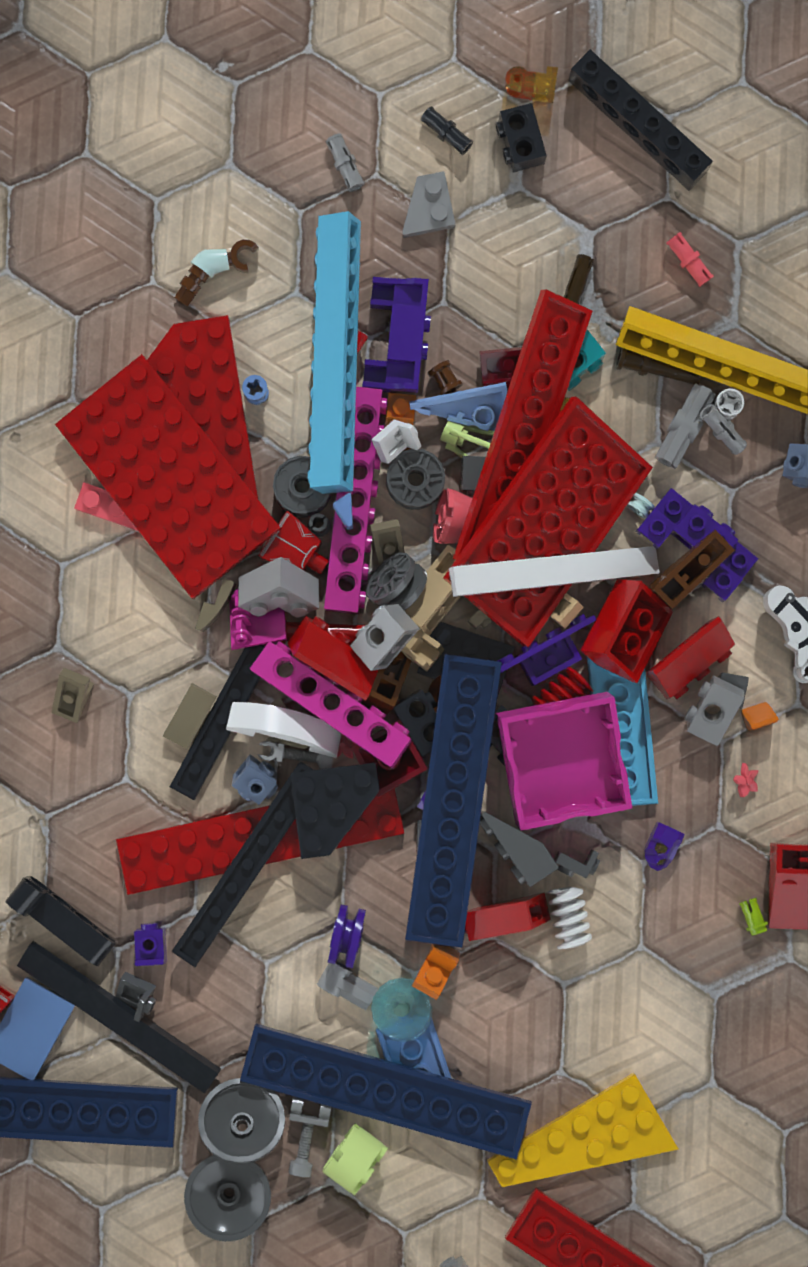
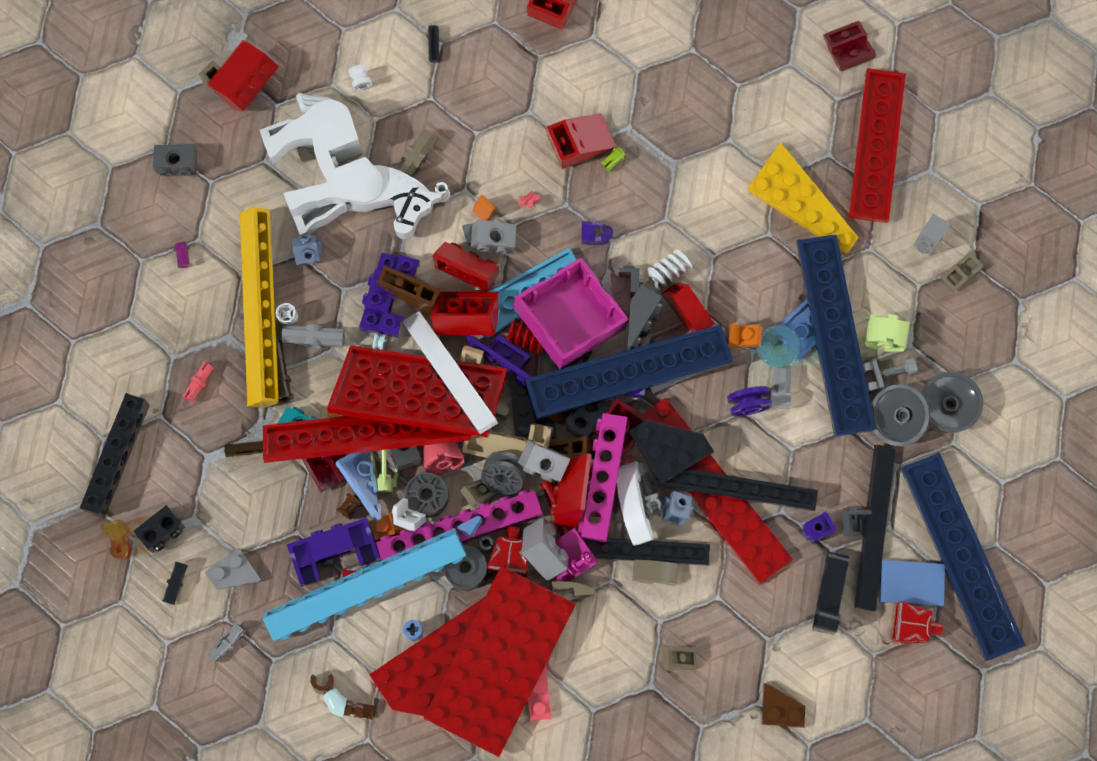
camera: 110 degrees left, 10 degrees down
(723, 429) = (305, 310): light grey pin -> none

